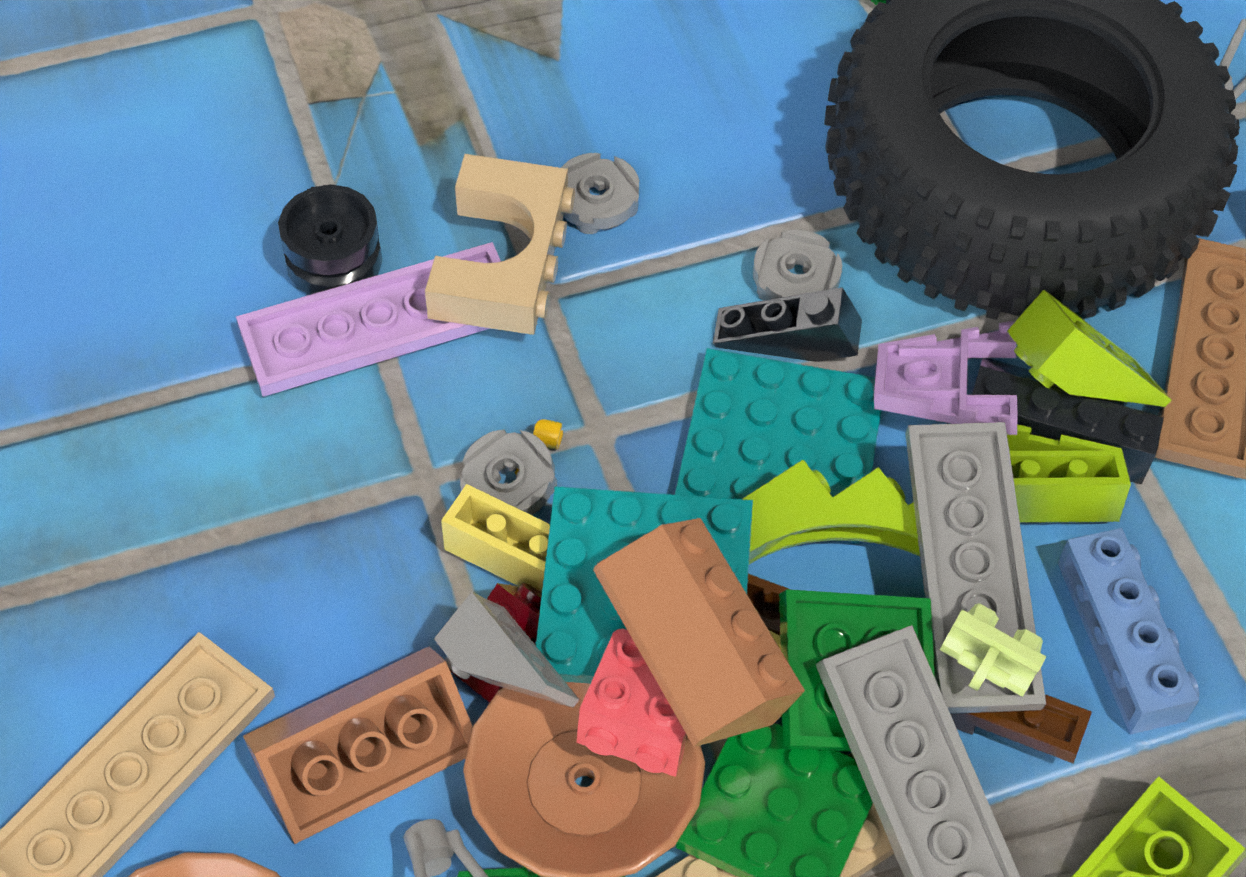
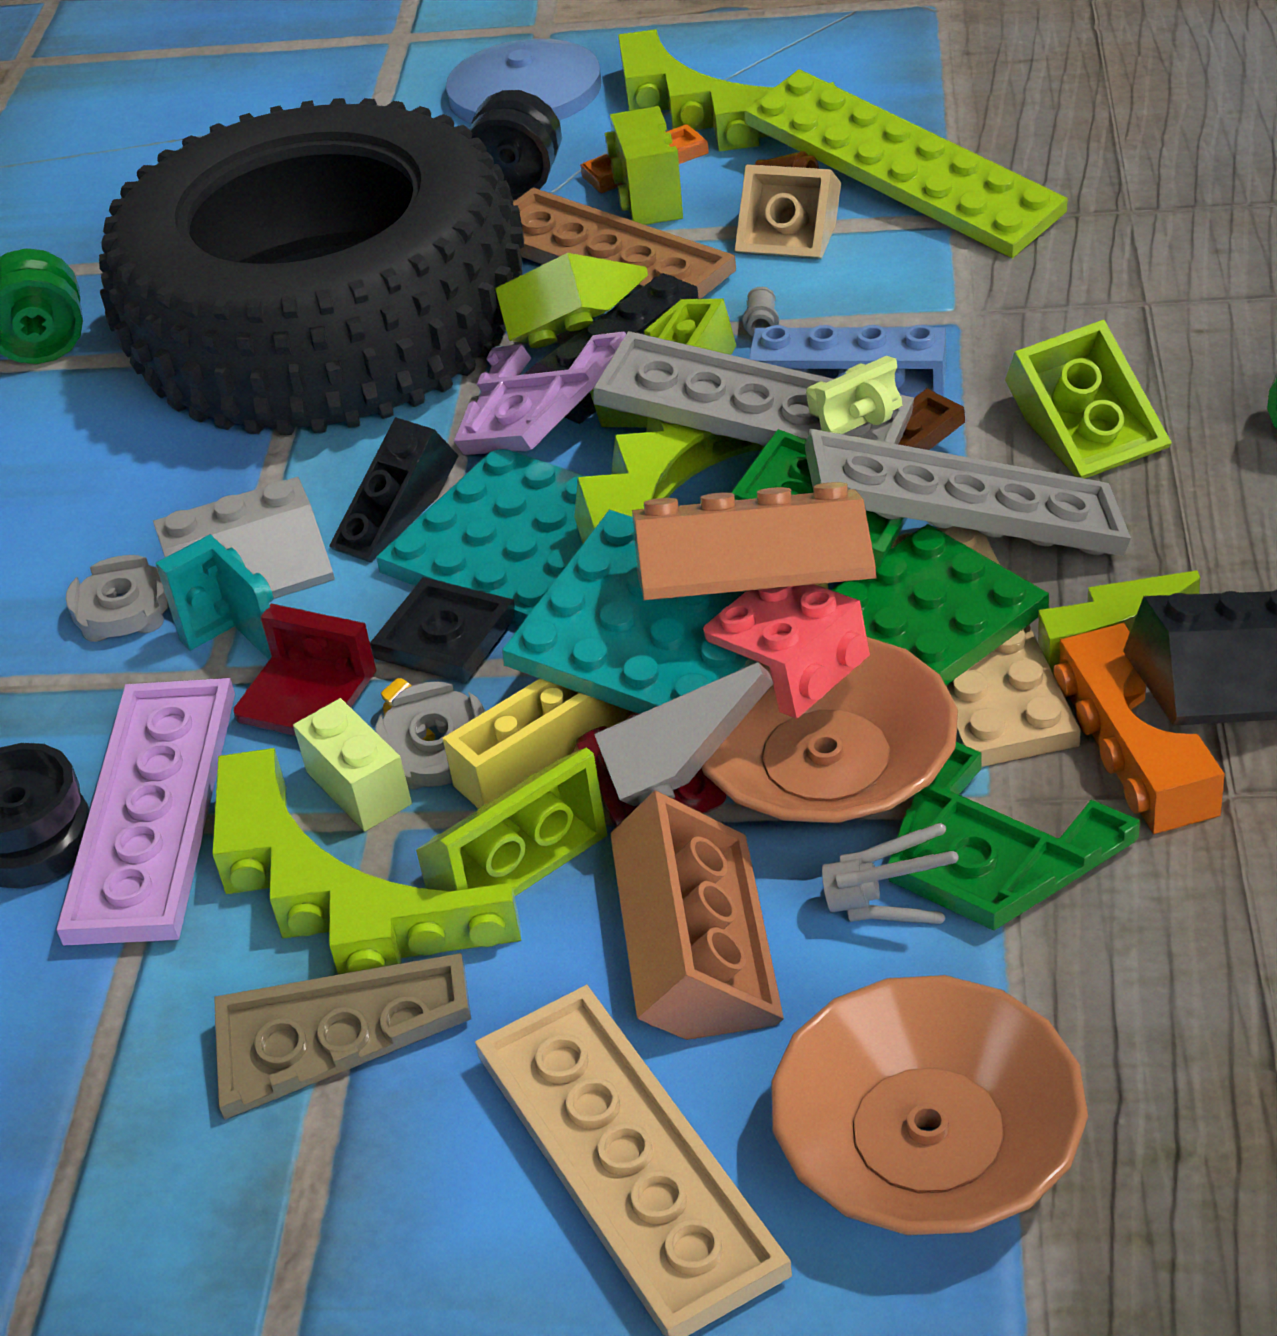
camera: 60 degrees left, 15 degrees down
(197, 525) = (319, 1027): none -> dark tan wing
(354, 412) = (314, 893): none -> lime arch
(398, 572) = (522, 831): none -> lime slope
(449, 430) = (353, 764): none -> yellowish green brick
(512, 291) = (115, 620): tan arch -> none
(544, 365) = (310, 667): none -> dark red bracket
(596, 255) = (214, 592): none -> teal bracket
(637, 434) = (443, 629): none -> black plate
(674, 252) = (268, 529): none -> light grey slope
(799, 248) = (329, 473): light grey plate -> none
(1168, 528) = (760, 310): none -> light grey pin

